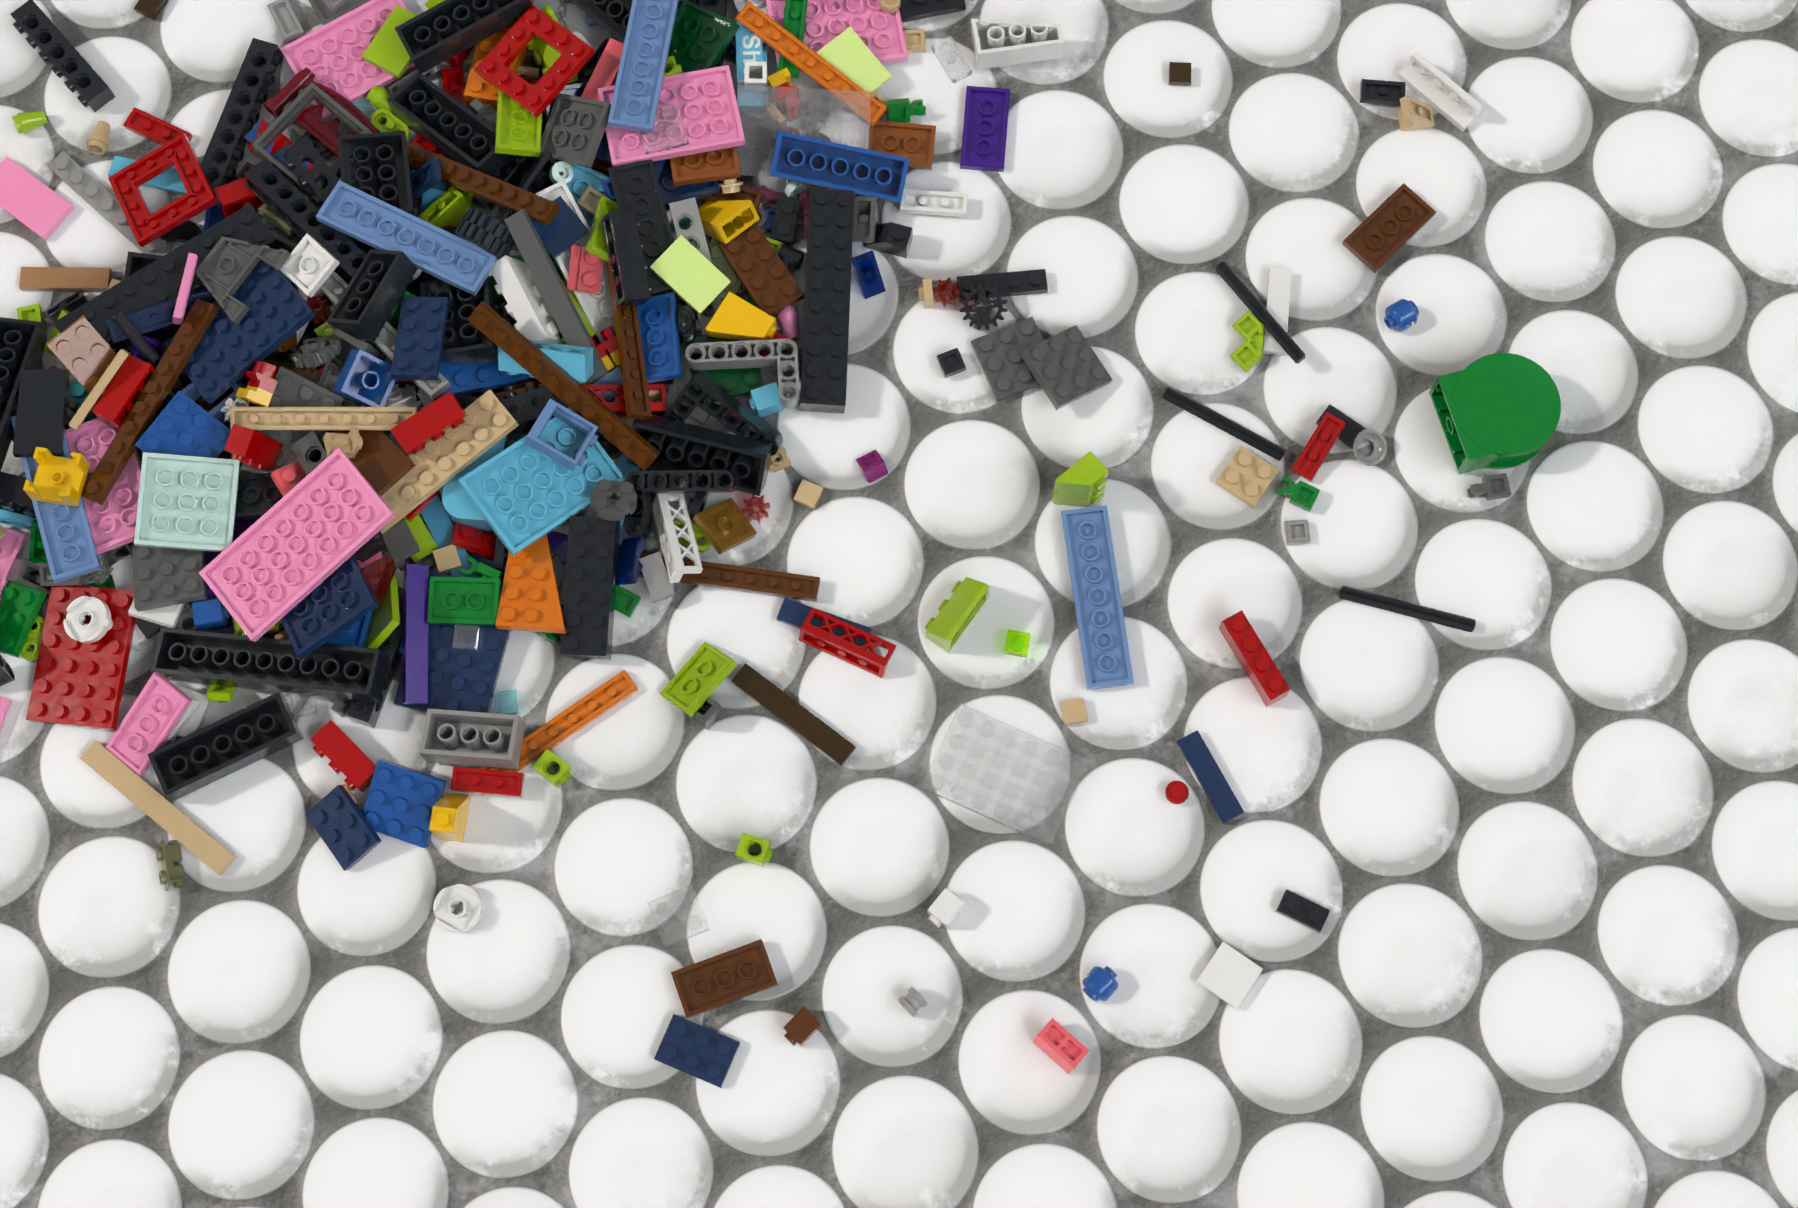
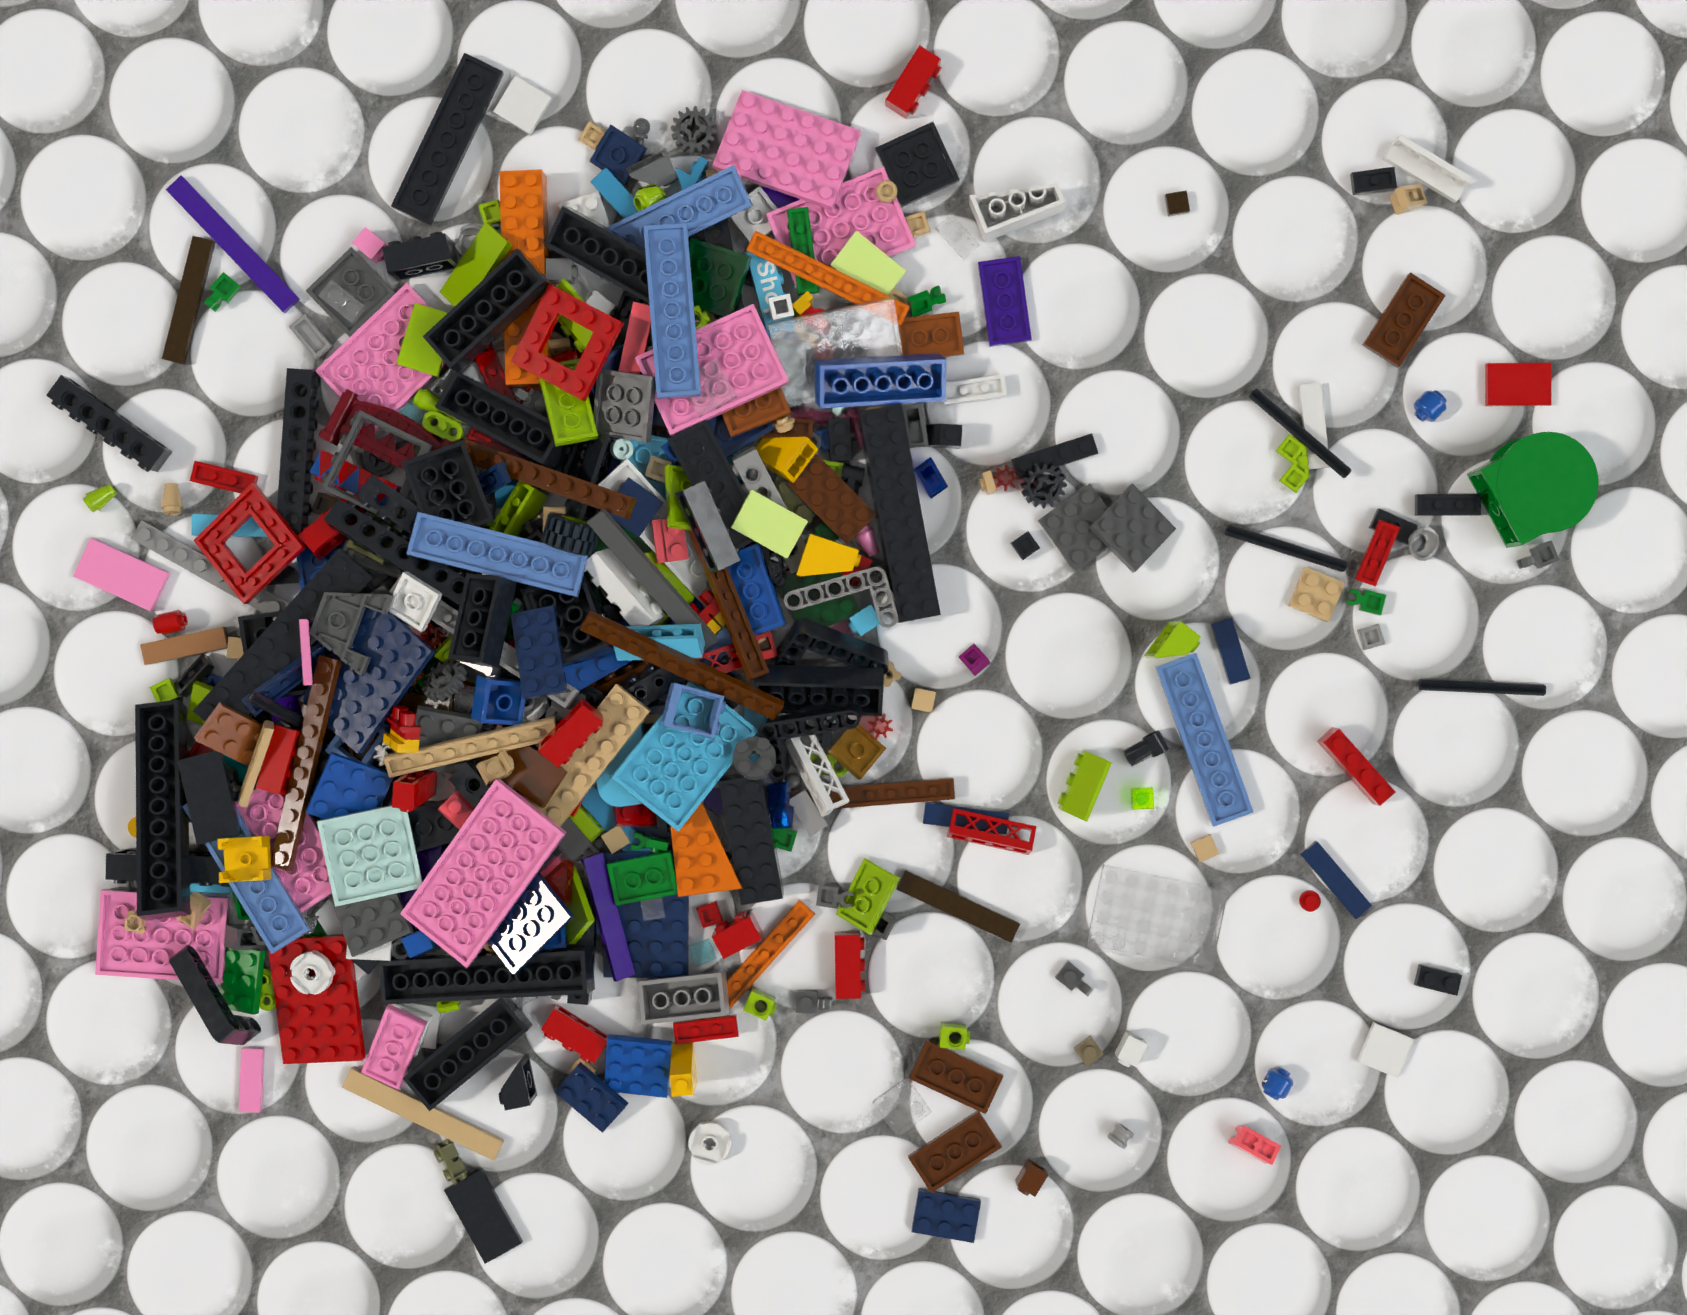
camera: 15 degrees left, 15 degrees up
(58, 251) = (170, 622): none -> red brick
(188, 934) = (483, 1215): none -> black tile
(269, 792) = (520, 1086): none -> black slope
(525, 664) = (709, 914): none -> red tile
(547, 684) = (737, 934): none -> red brick
(607, 780) = (808, 1001): none -> dark grey plate
(659, 671) = (831, 897): none -> dark grey plate
(659, 748) = (849, 965): none -> red brick
(746, 896) = (956, 1076): none -> reddish brown plate
(898, 818) = (1072, 977): none -> dark grey plate
(899, 902) = (1088, 1050): none -> dark tan plate
(1038, 590) = (1150, 746): none -> black piece
(1144, 514) = (1230, 651): none -> dark blue tile
(1402, 416) = (1447, 504): none -> black plate
(1498, 315) = (1518, 384): none -> red tile

